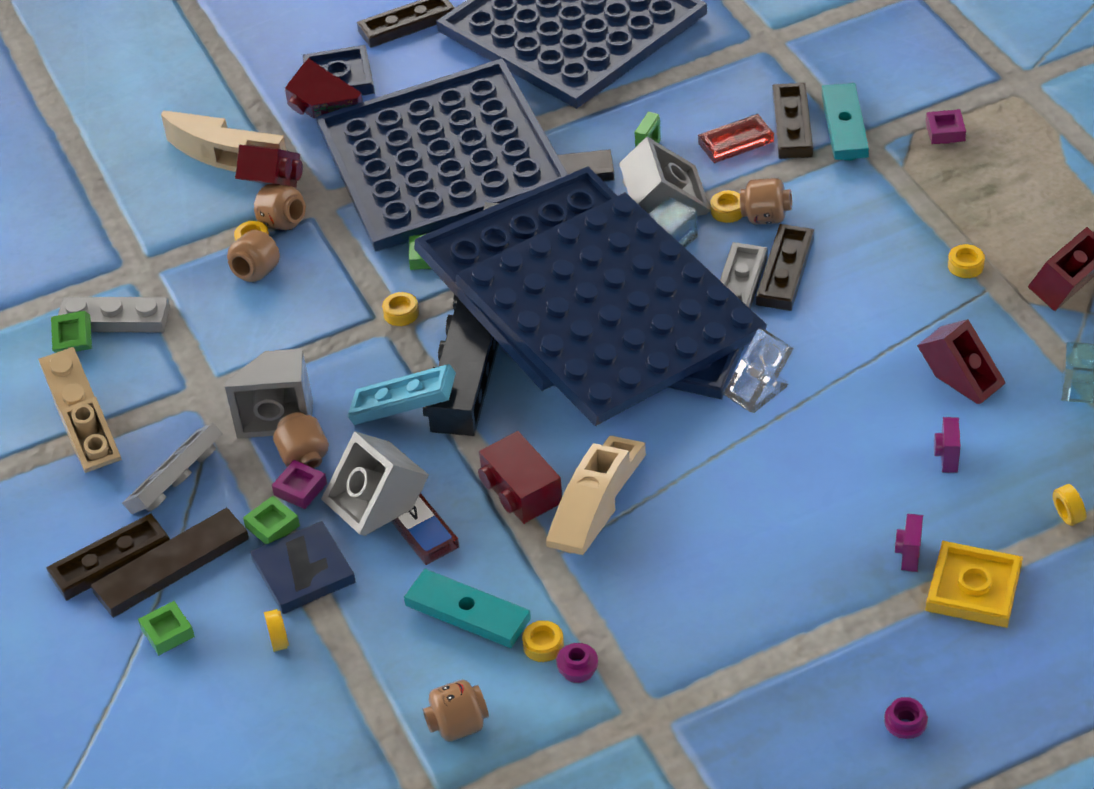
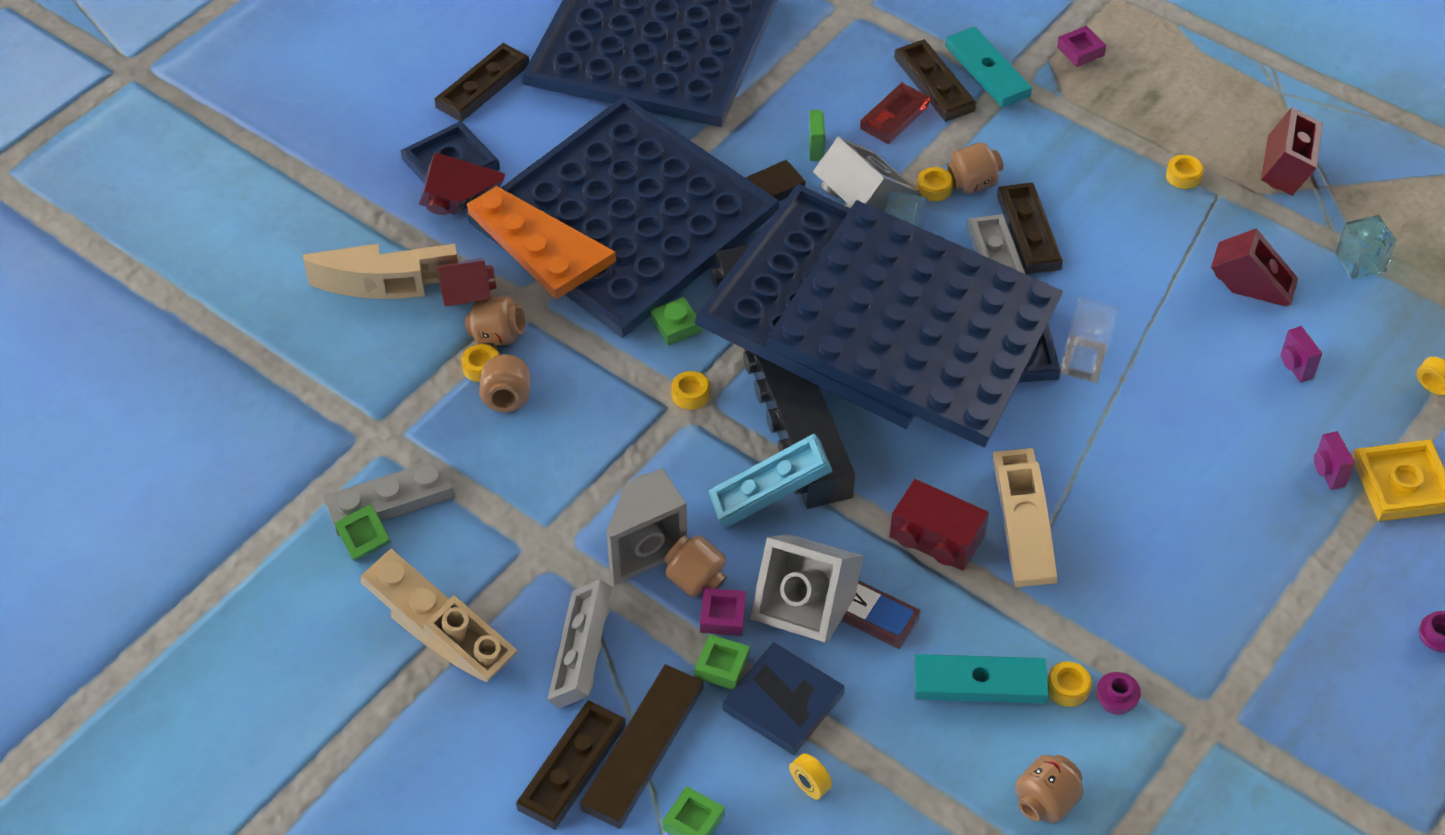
camera: 30 degrees left, 5 degrees up
(353, 155) = (540, 243): none -> orange wing

